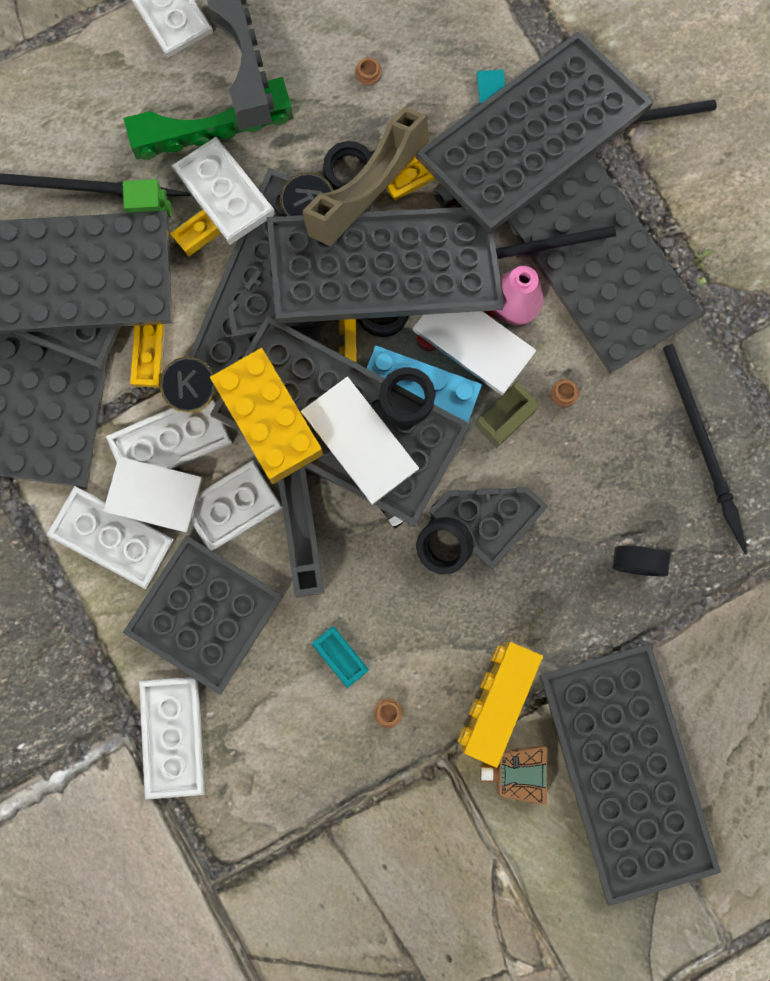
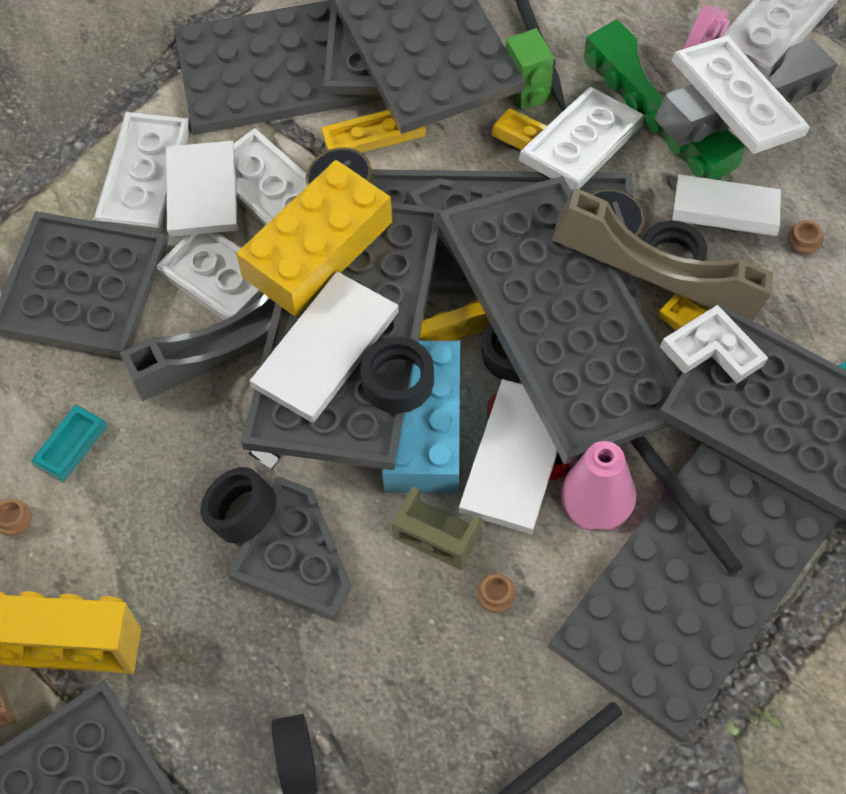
camera: 80 degrees right, 20 degrees down
(163, 54) = (709, 25): none -> bright pink plate
(250, 58) = (740, 94): none -> white tile
(323, 112) = (727, 205): none -> white tile
(450, 167) = (718, 337): none -> white plate

